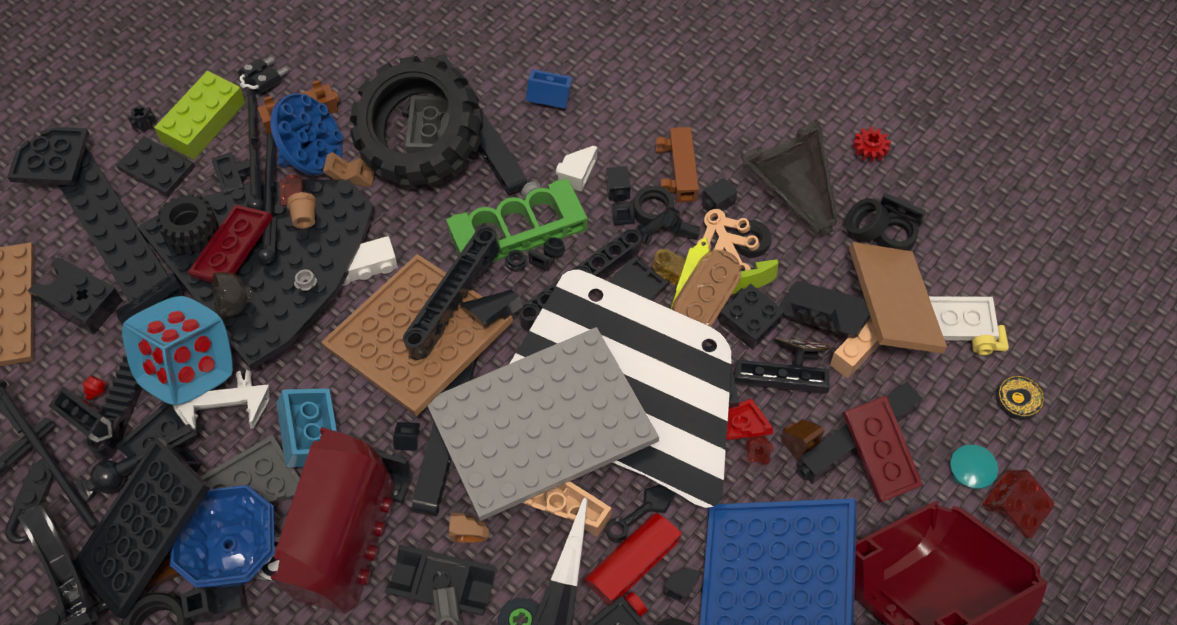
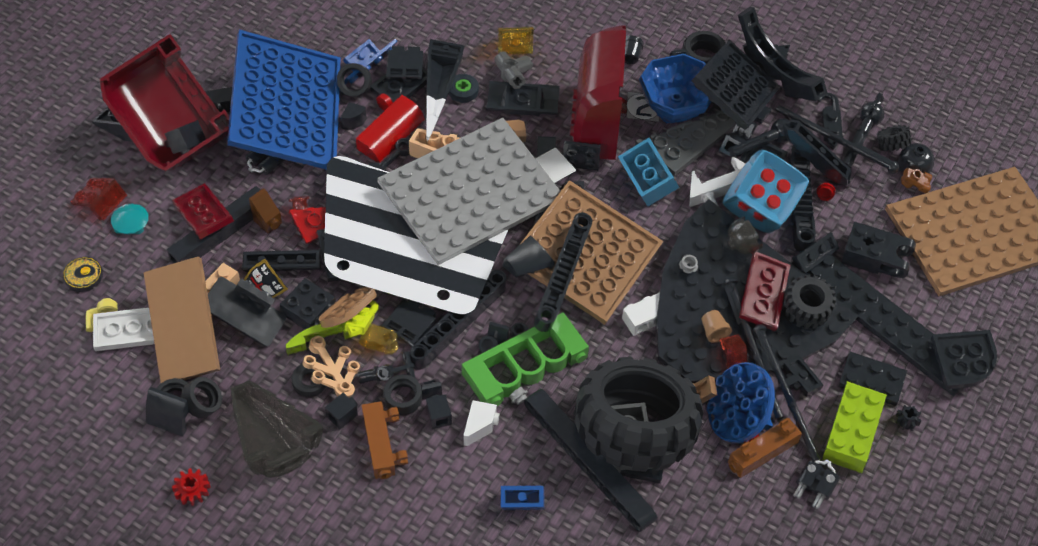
camera: 170 degrees right, 5 degrees down
(427, 455) = (555, 165): none -> white sticker
(914, 554) = (185, 137): none -> black brick

